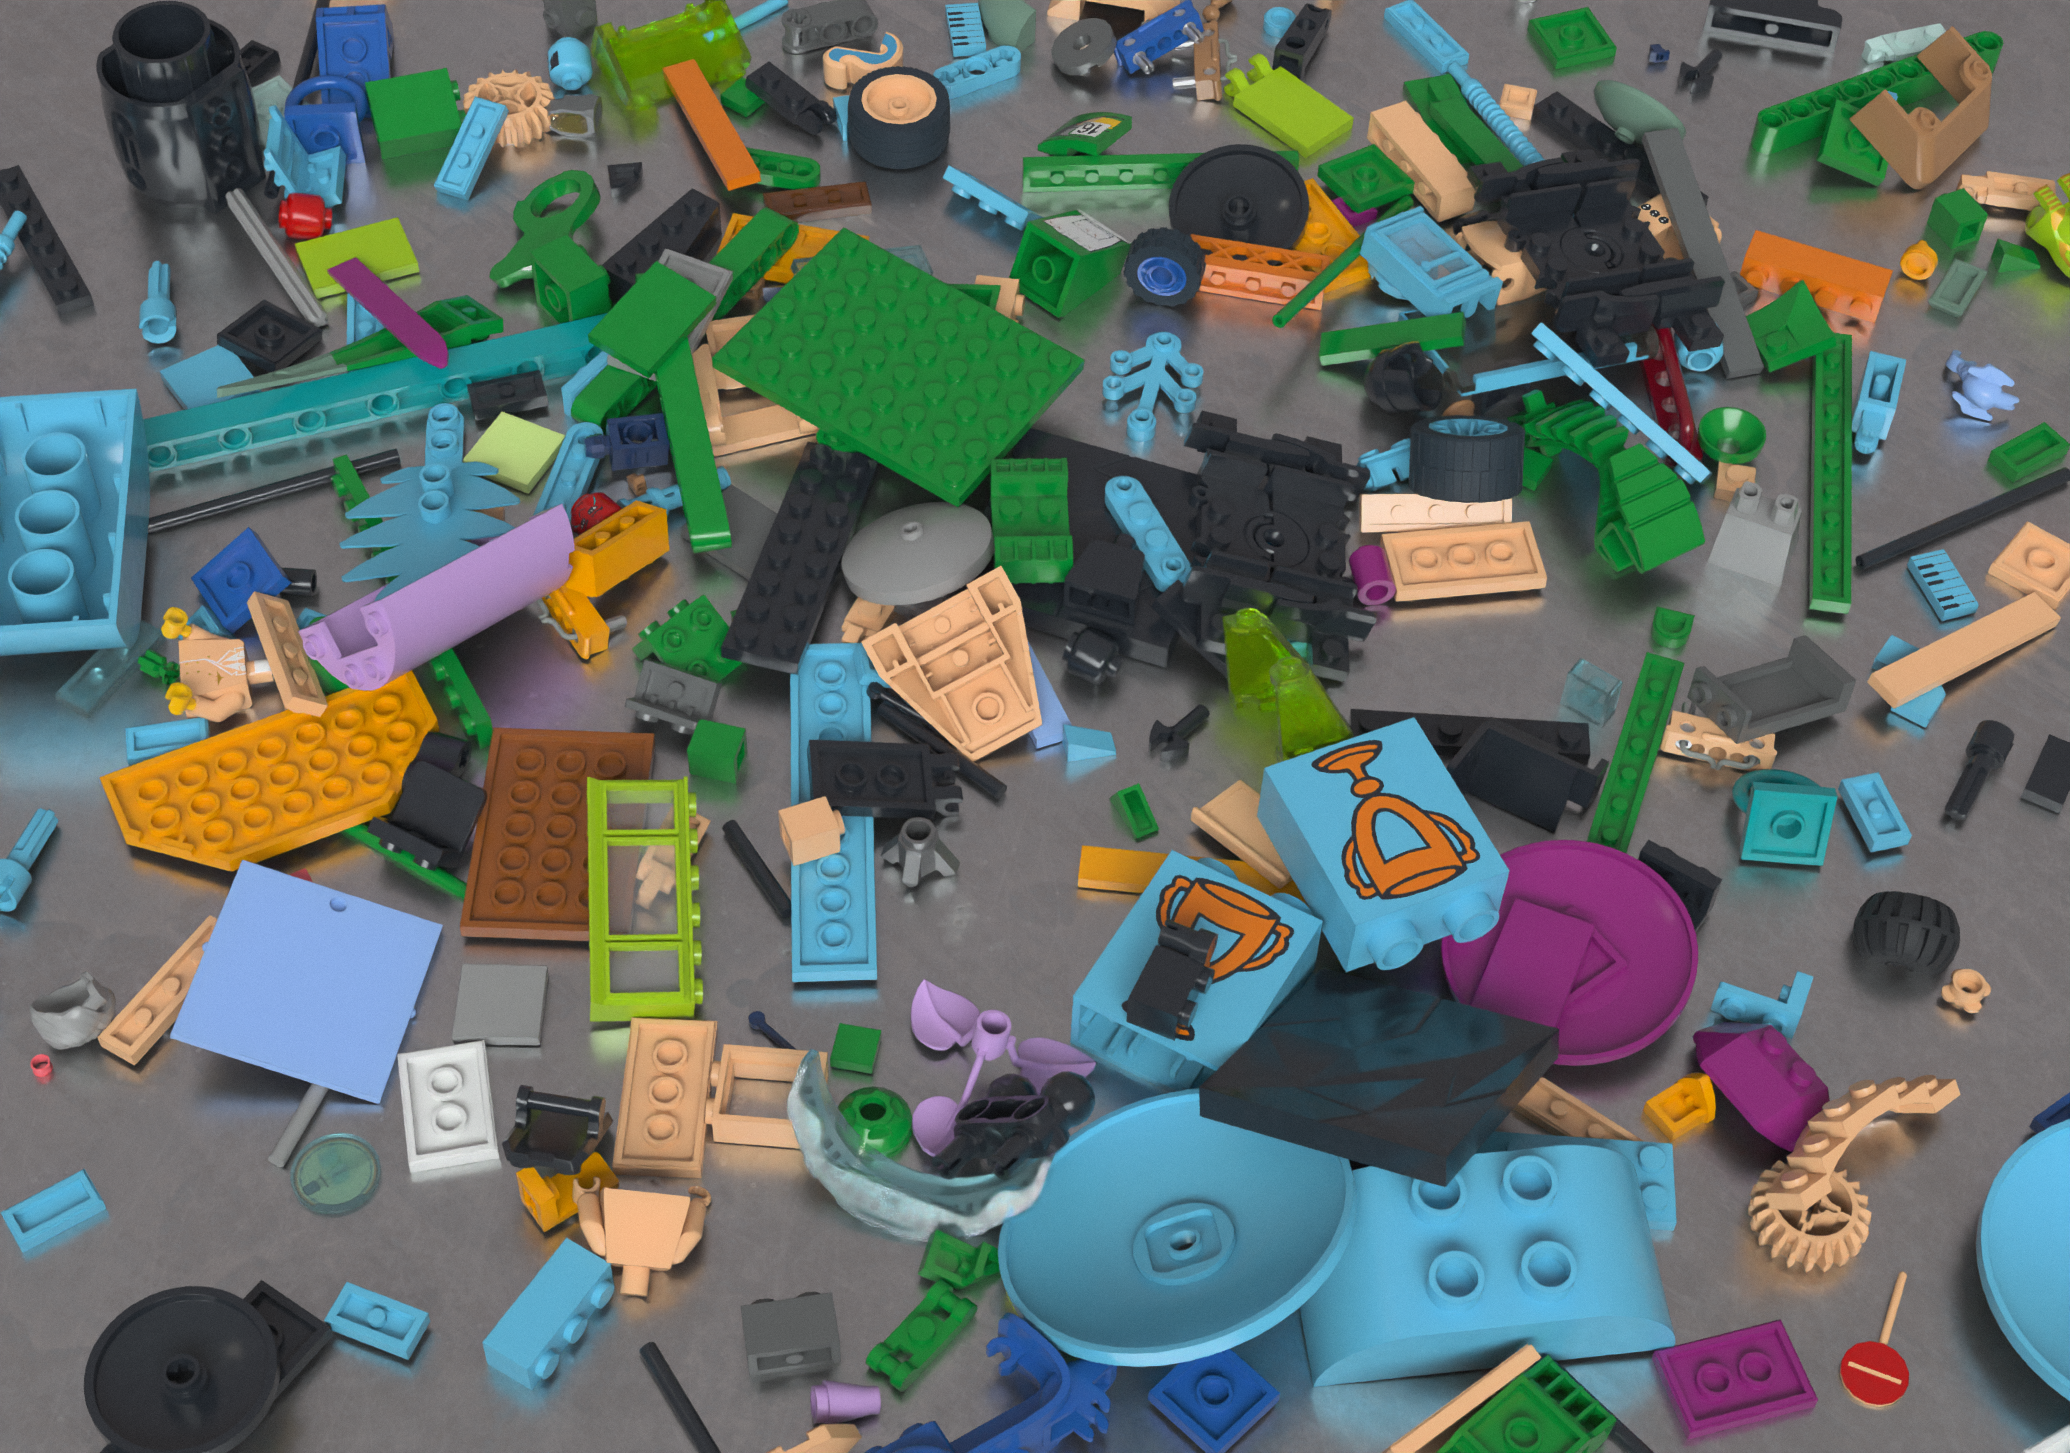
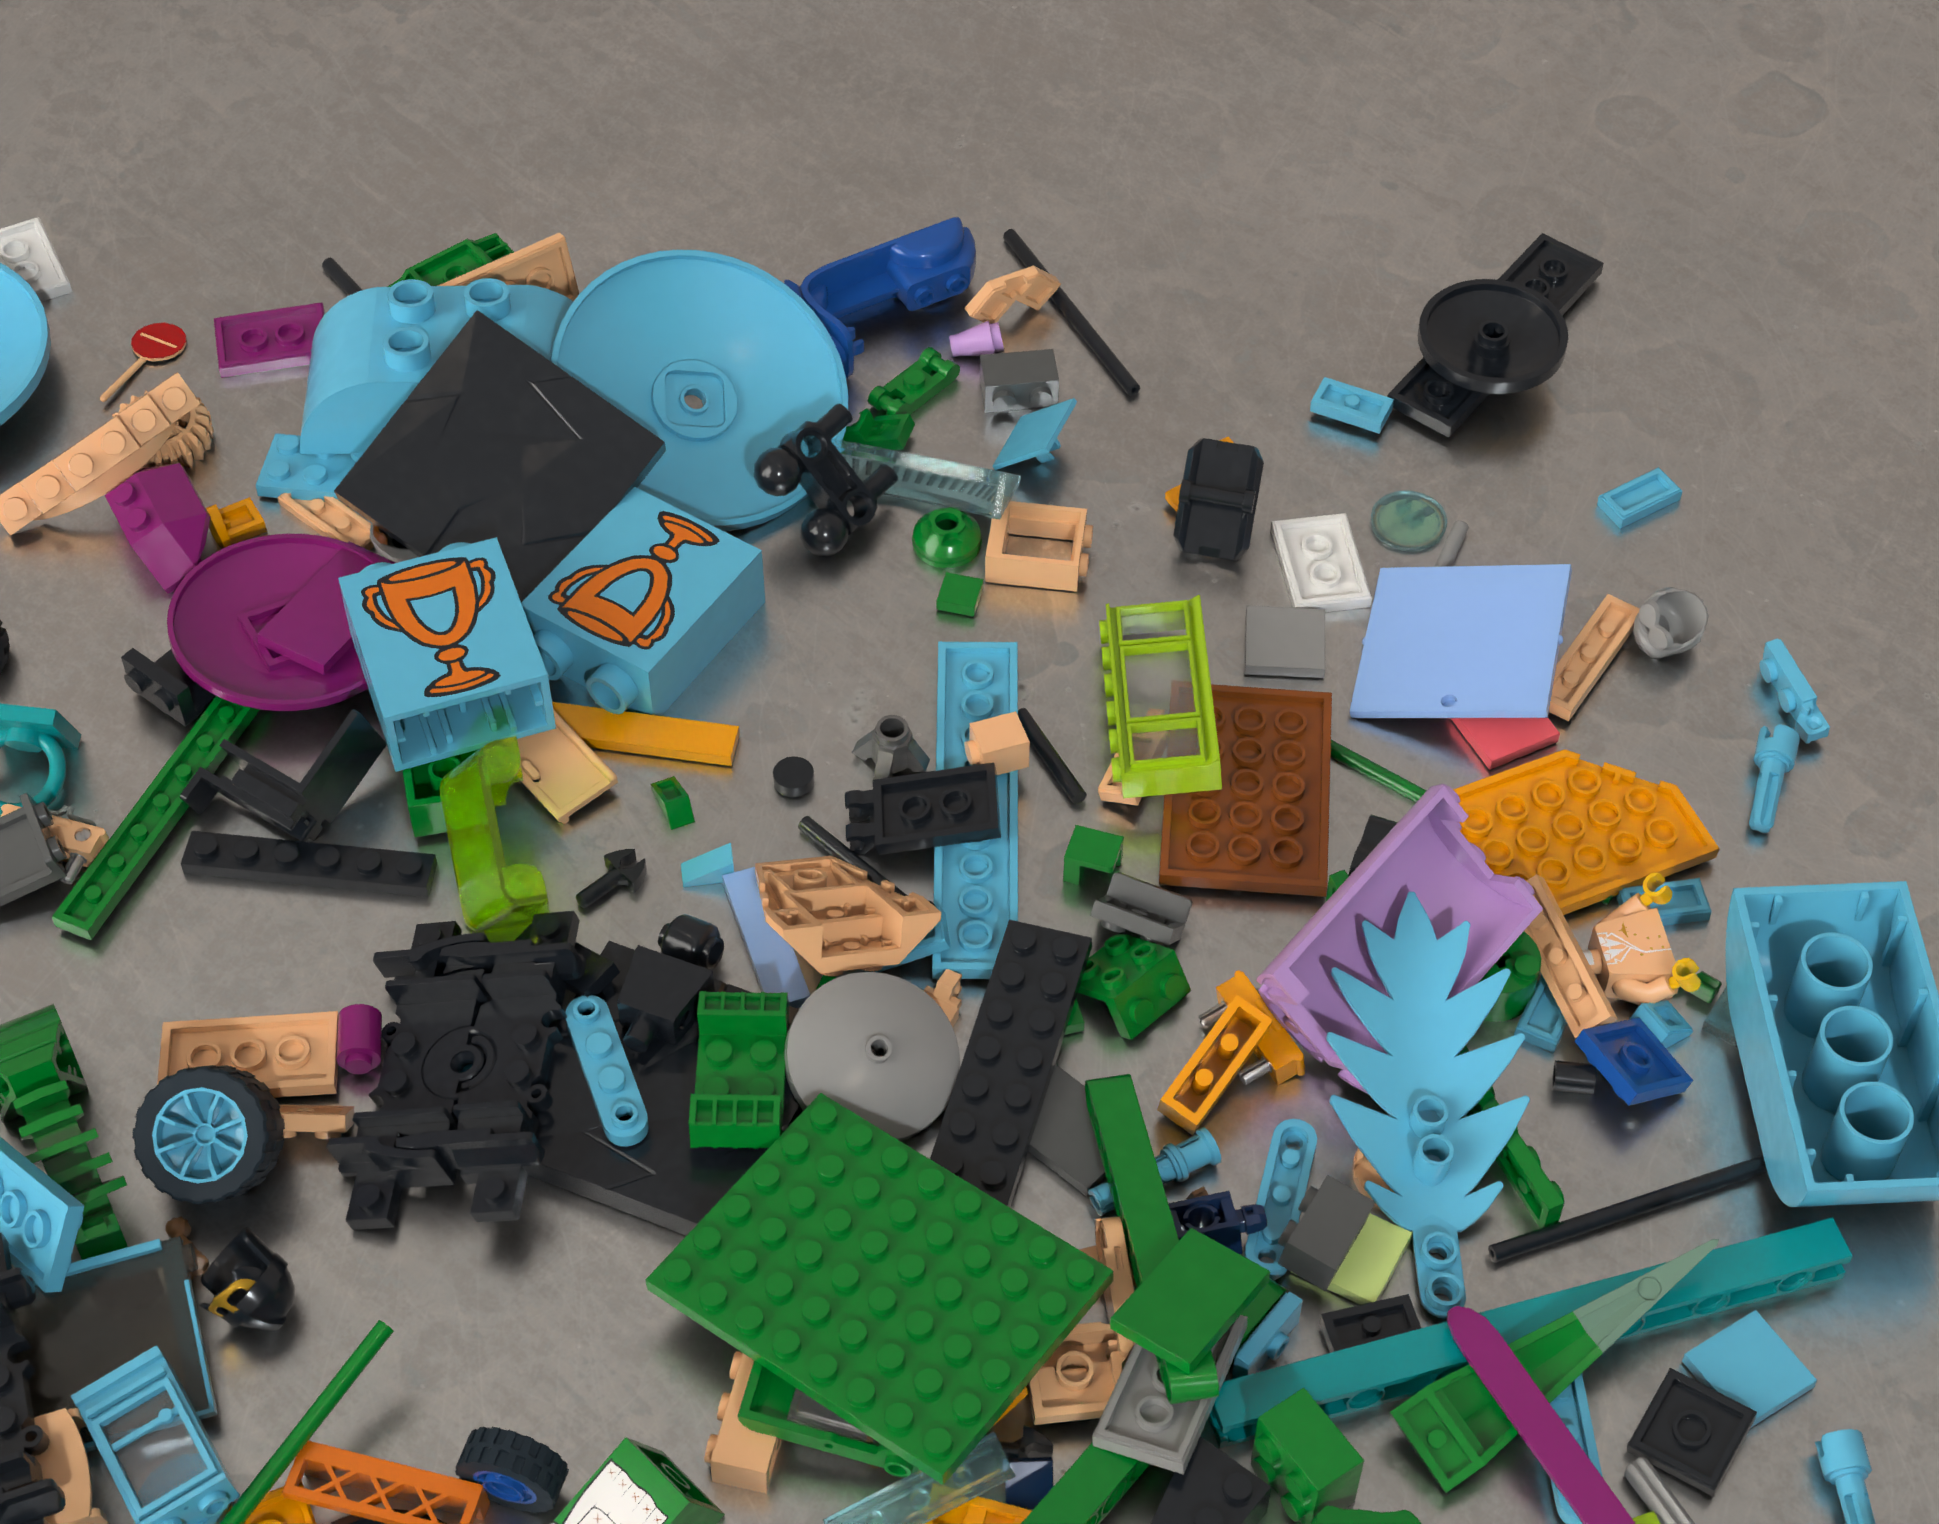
camera: 175 degrees left, 0 degrees up
(432, 817) = (1379, 777): black bracket -> none
(535, 432) = (1325, 1231): none -> dark grey brick
(549, 1314) = (1213, 398): medium azure brick -> none
(591, 510) = (1240, 1130): red head -> none
(640, 1229) = (1139, 440): light nougat torso -> none
(665, 1098) = (1127, 556): light nougat tile -> none
(757, 1021) = (1049, 624): dark blue hinge -> none
(771, 1240) = (1035, 435): none -> medium azure piece
(944, 1018) = (875, 616): lavender plant -> none
(1016, 836) = (793, 776): none -> black tile
(1161, 349) = (558, 1332): medium azure plant -> none
(1172, 980) = (672, 532): black hinge -> none
(1369, 341) = (238, 1350): green tile -> none
(1383, 463) = (294, 1195): medium azure hinge -> none
(1535, 468) = (135, 1196): green tile -> none
(1591, 692) = (166, 885): clear light blue piece -> none
(1671, 627) = (42, 980): green tile -> none
(1754, 1008) = (106, 578): medium azure bracket -> none

